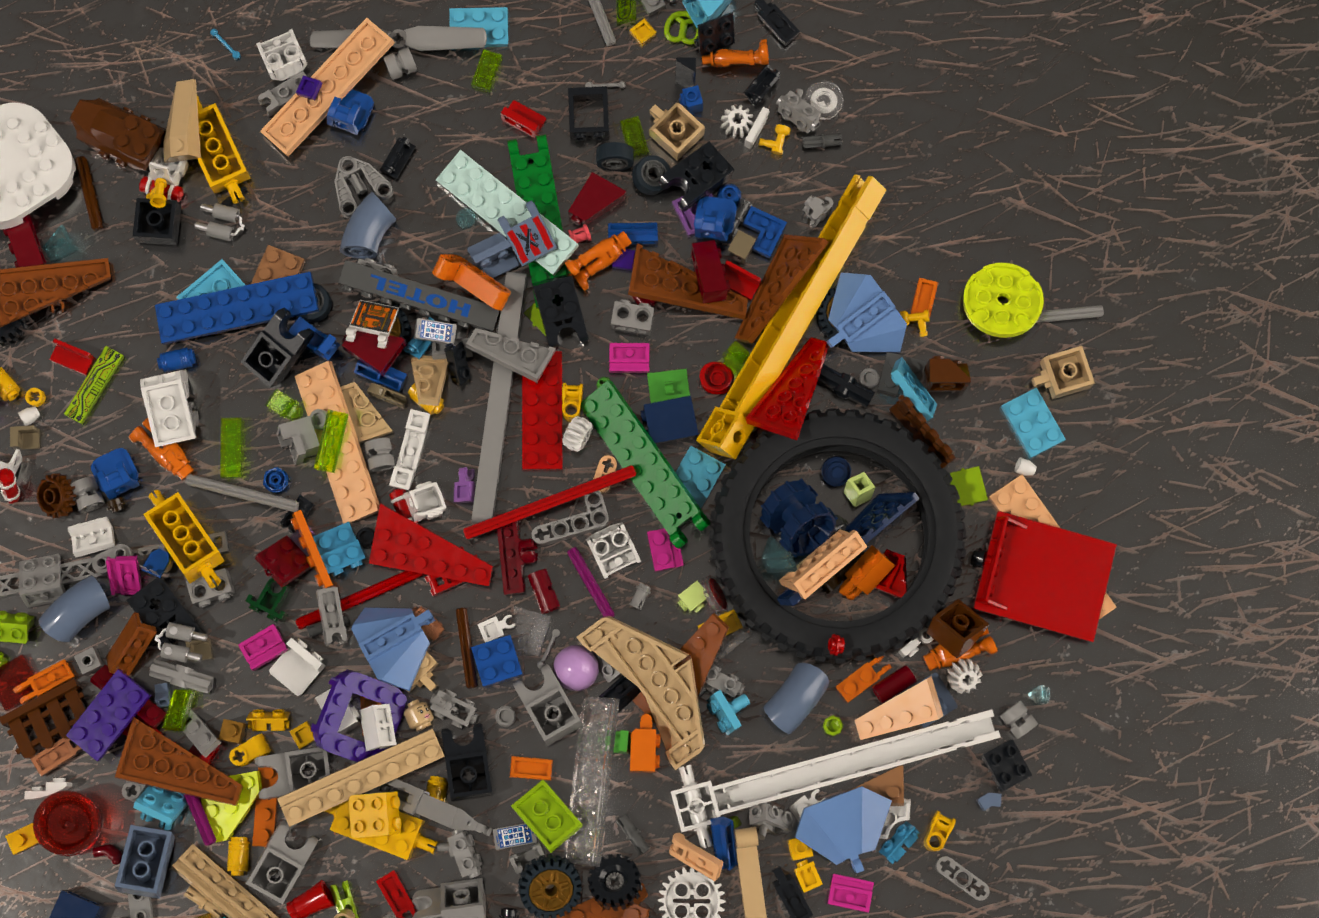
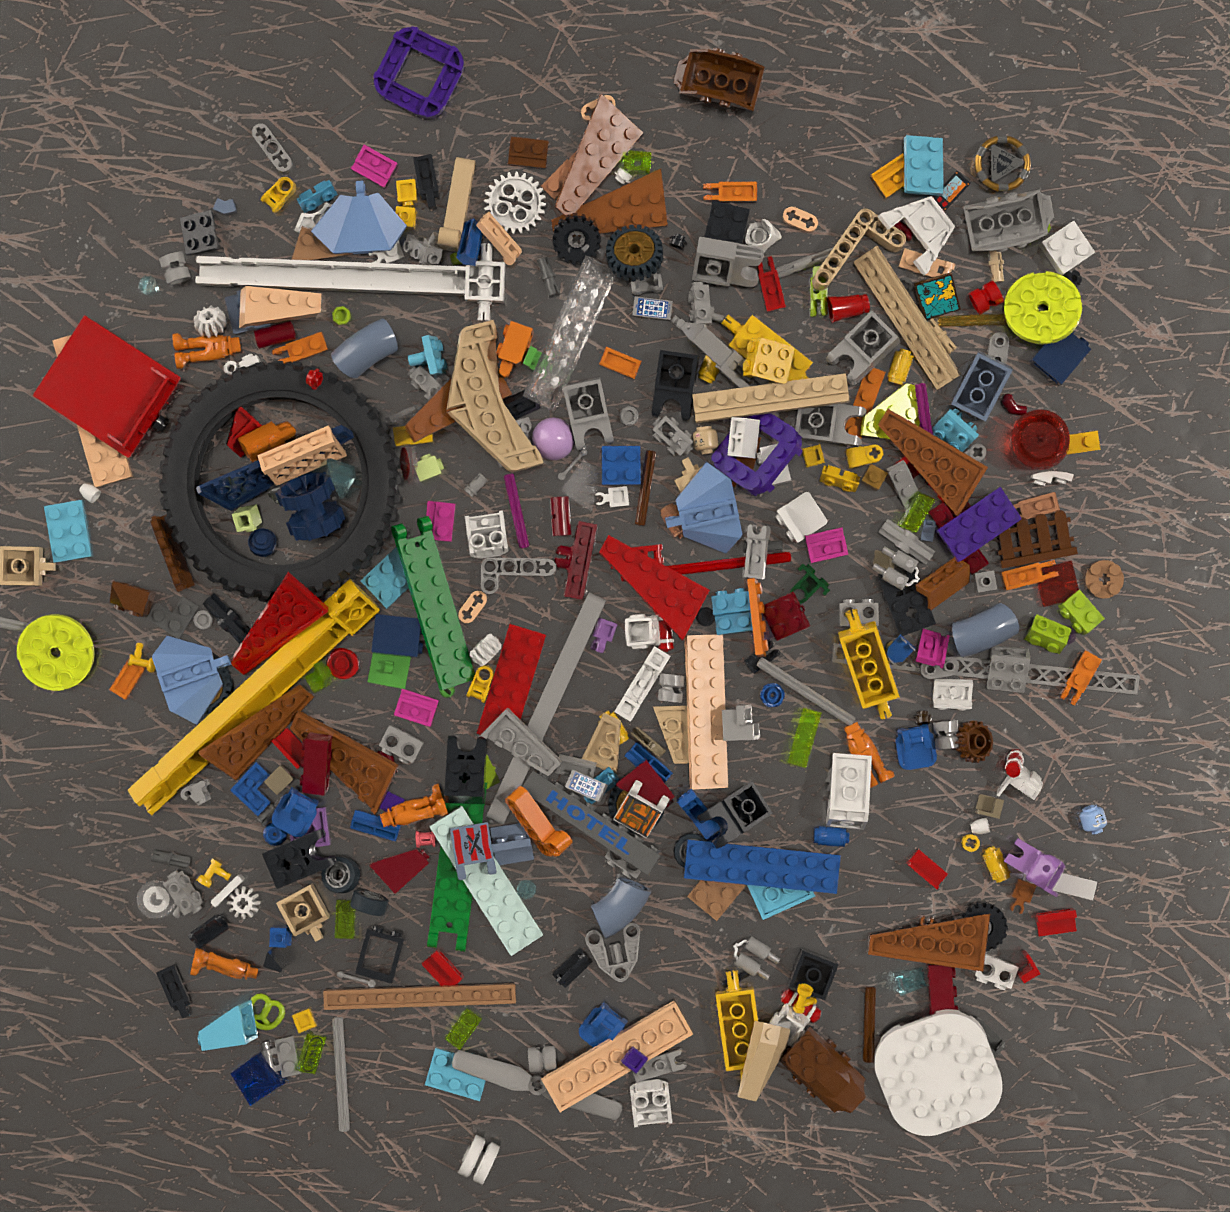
camera: 160 degrees left, 10 degrees up
(94, 385) = (913, 837): lime tile -> none
(236, 55) = (694, 1119): dark azure hinge -> none
(282, 405) = (746, 762): clear neon green bracket -> none
(318, 418) = (714, 736): light grey tile -> none
(331, 441) = (710, 711): clear neon green plate -> none
(459, 370) = (574, 743): black hinge -> none
(537, 86) = (419, 996): none -> medium nougat plate
(546, 816) = (618, 315): lime plate -> none
(549, 502) = (529, 593): red axle -> none
(715, 34) = (236, 992): black hinge -> none
(913, 389) = (166, 592): medium azure plate -> none
(957, 628) = (201, 363): reddish brown slope -> none
(969, 486) = (146, 492): lime piece -> none

